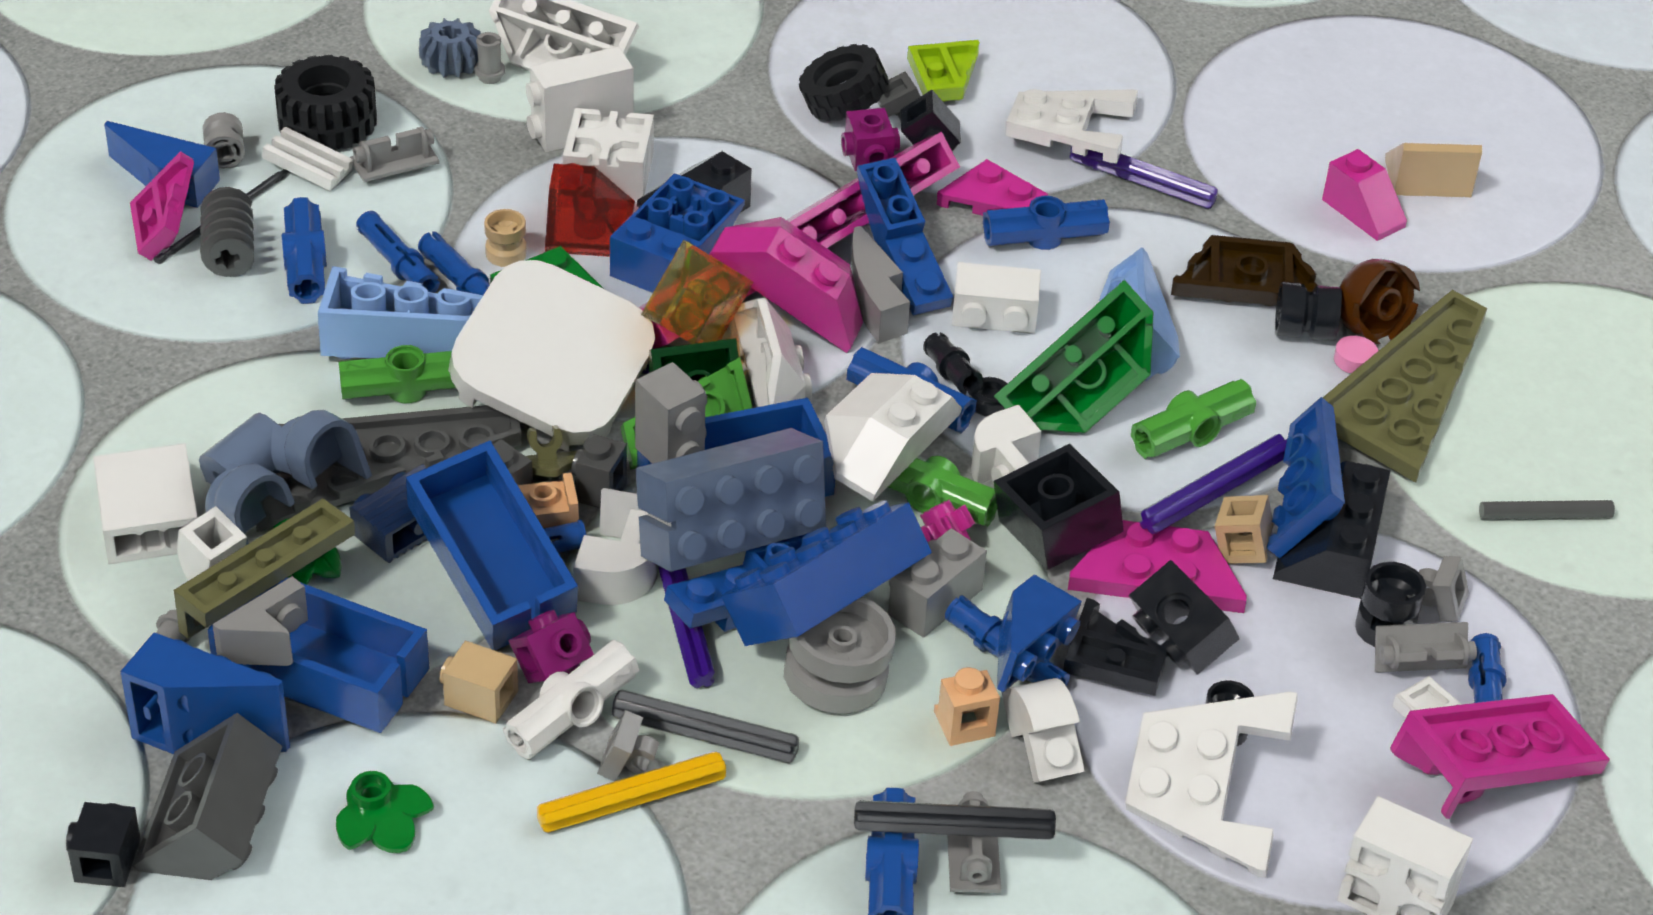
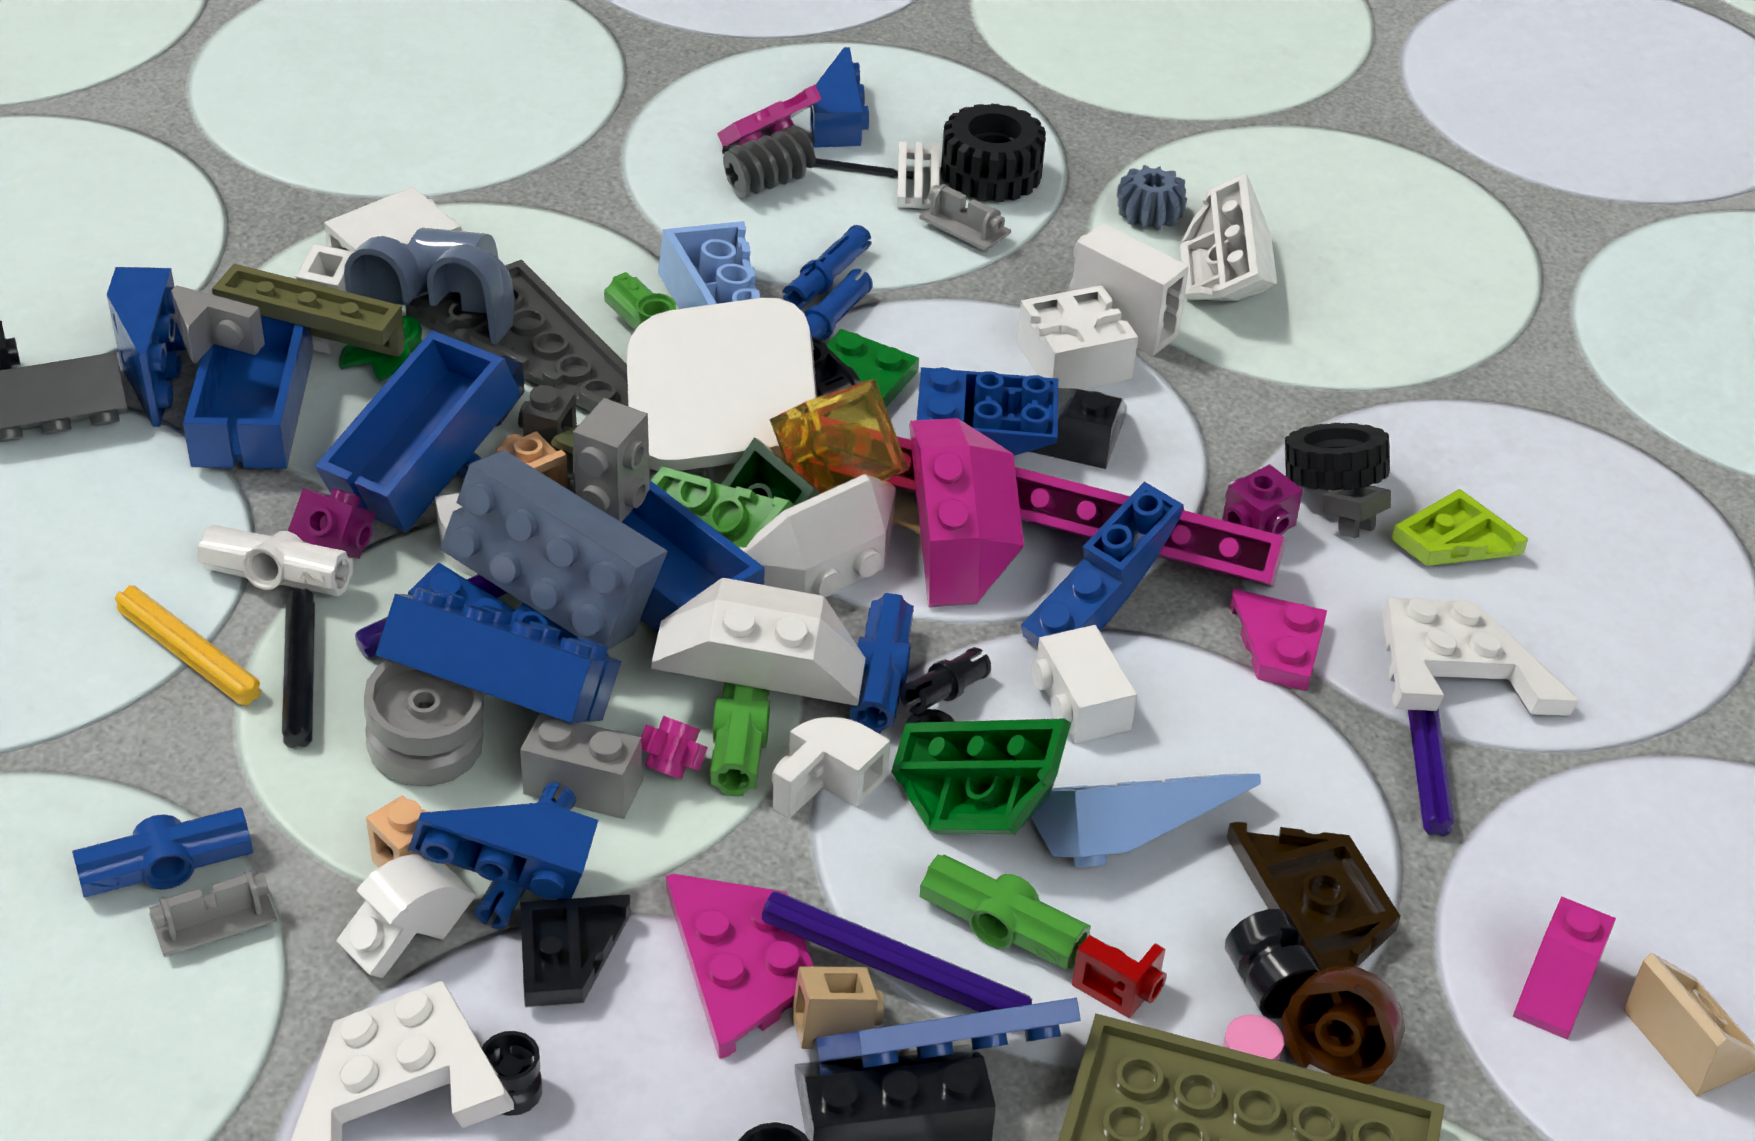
camera: 65 degrees right, 0 degrees up
(226, 135) = (901, 119): light grey wheel -> none
(304, 250) = (791, 212): blue piece -> none
(381, 813) = (90, 497): green plate -> none
(479, 681) = (271, 496): tan brick -> none
(489, 64) = (1154, 221): light grey pin -> none
(505, 237) = (897, 325): tan wheel -> none
(584, 210) = (981, 341): clear red slope -> none
(627, 748) = (231, 615): light grey tile -> none
(878, 288) = (1020, 585): light grey slope -> none
(929, 117) = (1323, 543): black brick -> none
(955, 819) = (197, 866): black axle -> none
(1045, 222) = (1252, 688): blue piece -> none
(1058, 506) = (744, 820): black brick -> none
(1172, 595) = (638, 985): black brick -> none
(1279, 388) = (1116, 978): none -> red bracket

